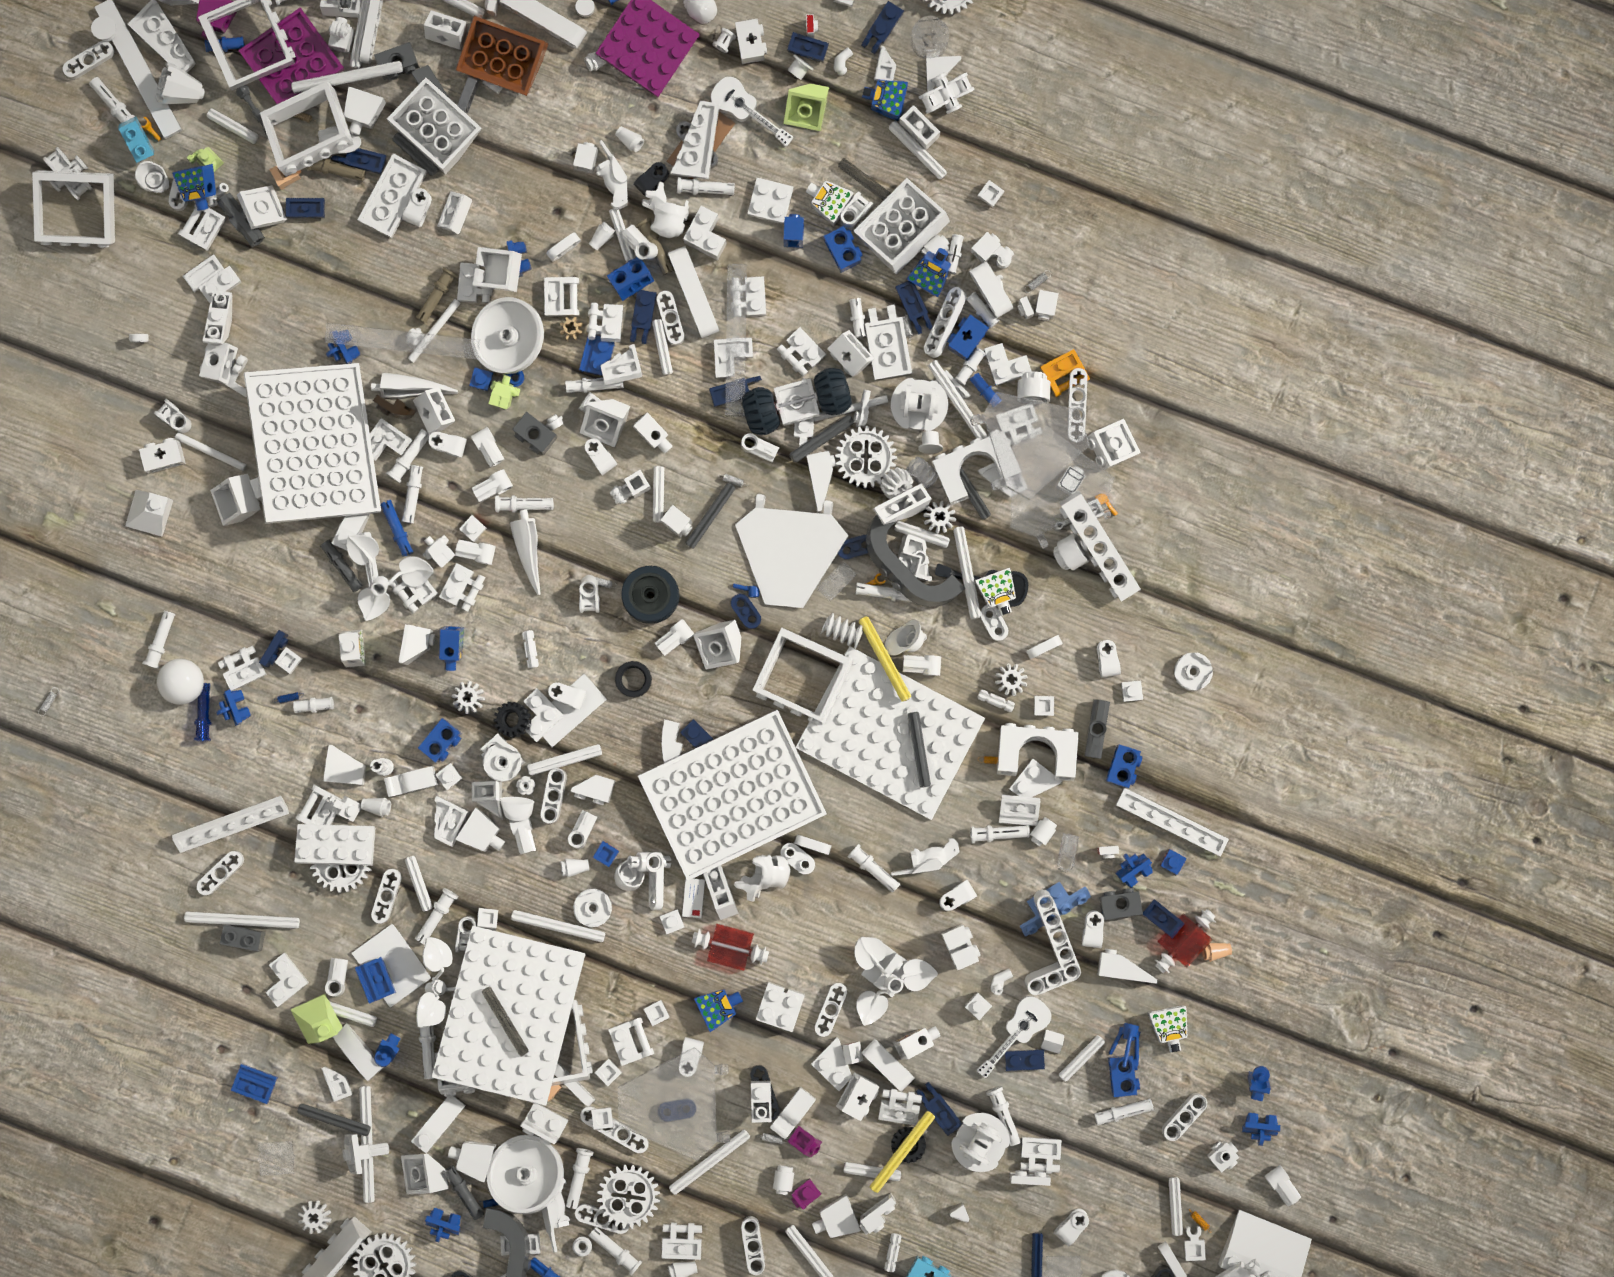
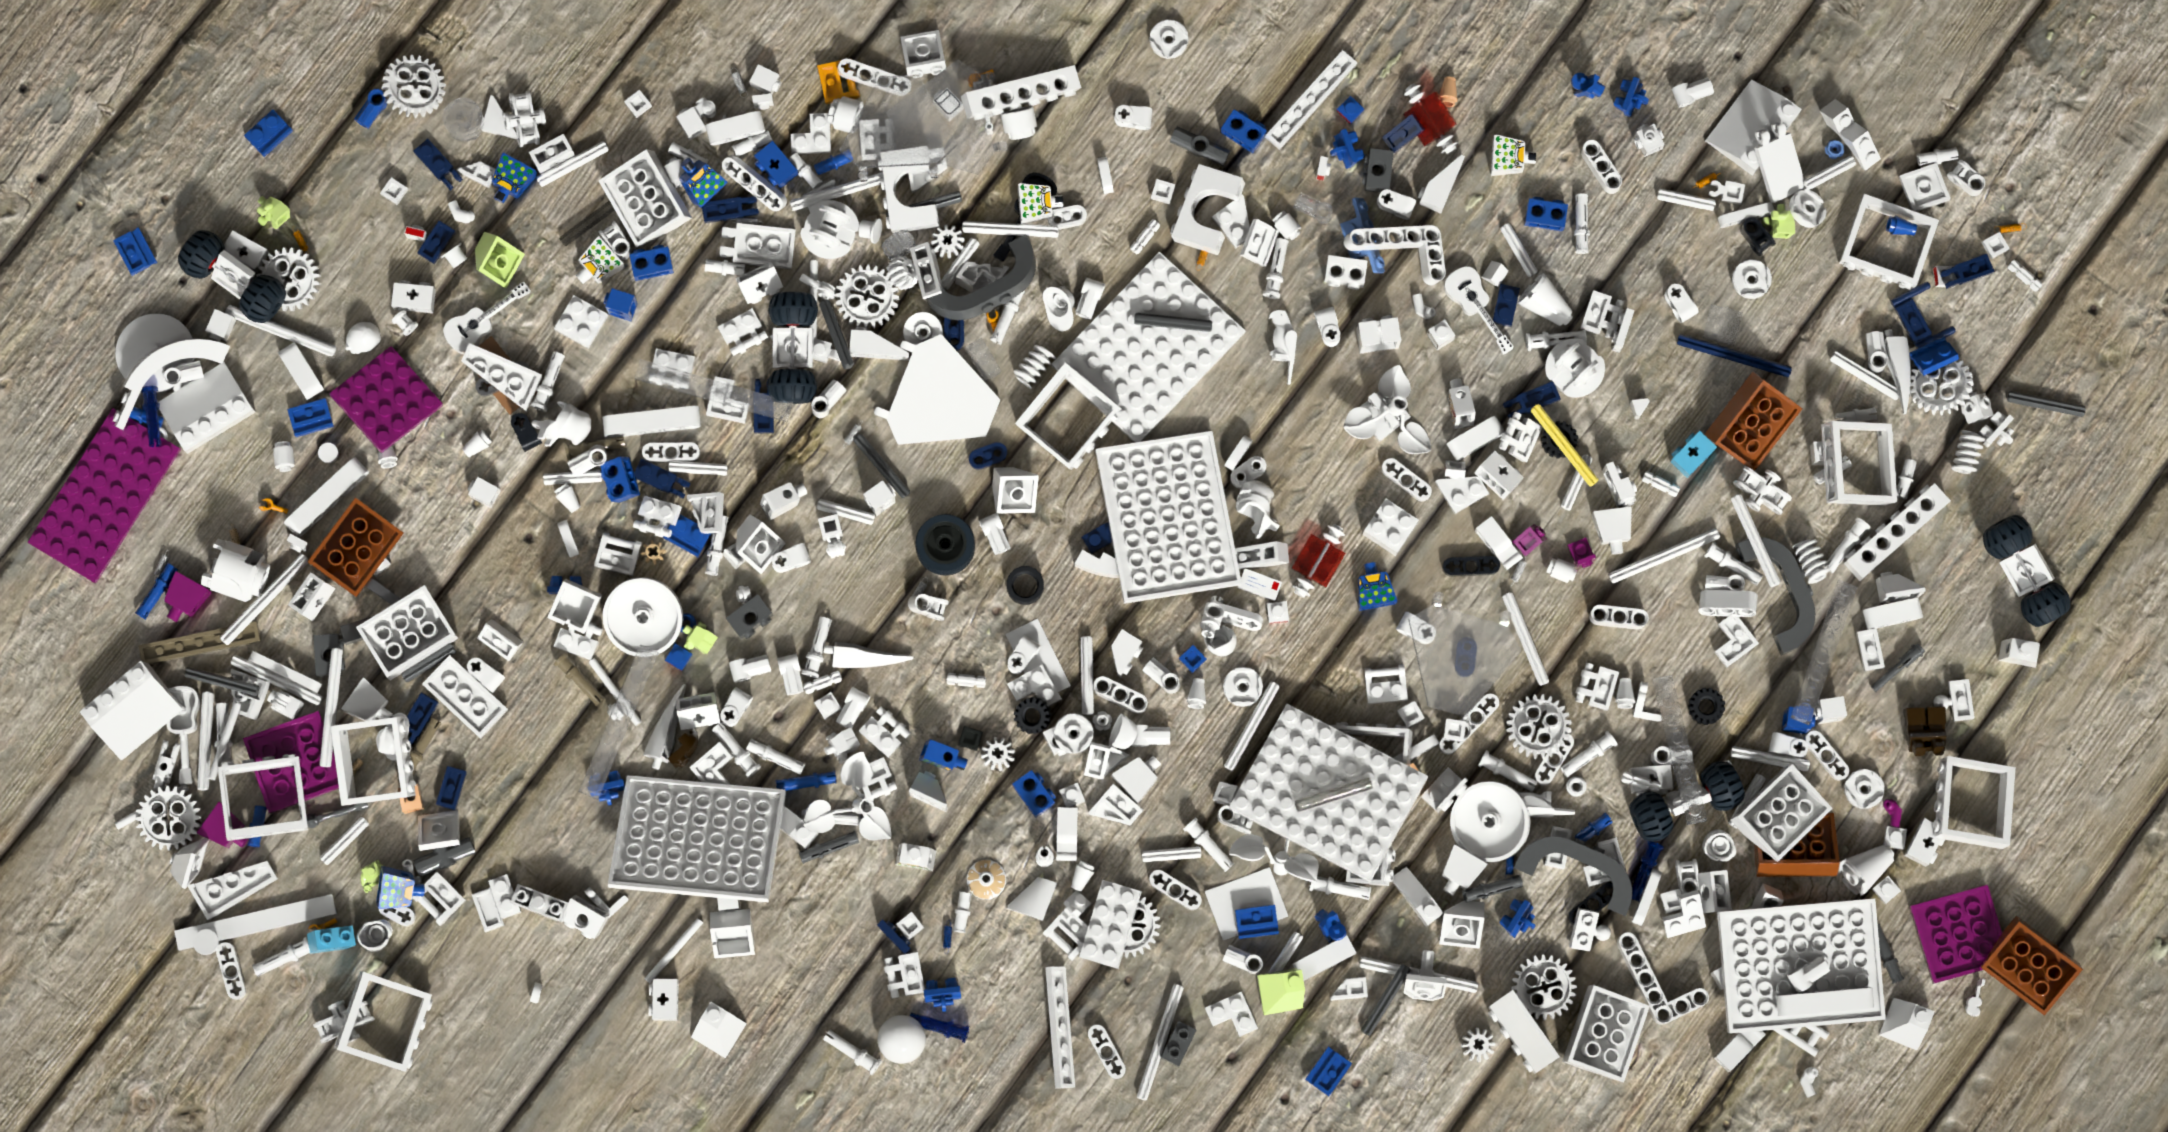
camera: 80 degrees left, 5 degrees down
(171, 415) = (626, 979): white piece -> none
(178, 86) = (288, 884): white cone -> none
(358, 725) = (993, 887): none -> tan dish
(477, 668) = (970, 738): none -> pearl dark grey tile
(493, 517) = (822, 682): none -> white axle
(614, 179) = (513, 468): white animal -> none
(656, 1013) = (1364, 651): white plate -> none
(700, 234) = (597, 398): white brick -> none
(753, 591) = (968, 444): blue hand -> none
(761, 1101) = (1478, 568): white slope -> none
(849, 508) = (918, 322): none -> white dish
(866, 862) = (1271, 404): white pin -> none
(884, 659) = (1074, 331): light yellow axle -> none
(1007, 685) = (1121, 214): white gear -> none
(1019, 898) = (1346, 266): none -> white brick
(1037, 1097) = (1546, 301): none -> white cone
(1130, 1033) = (1507, 195): blue plant -> none
(1132, 691) = (1171, 103): white plate -> none

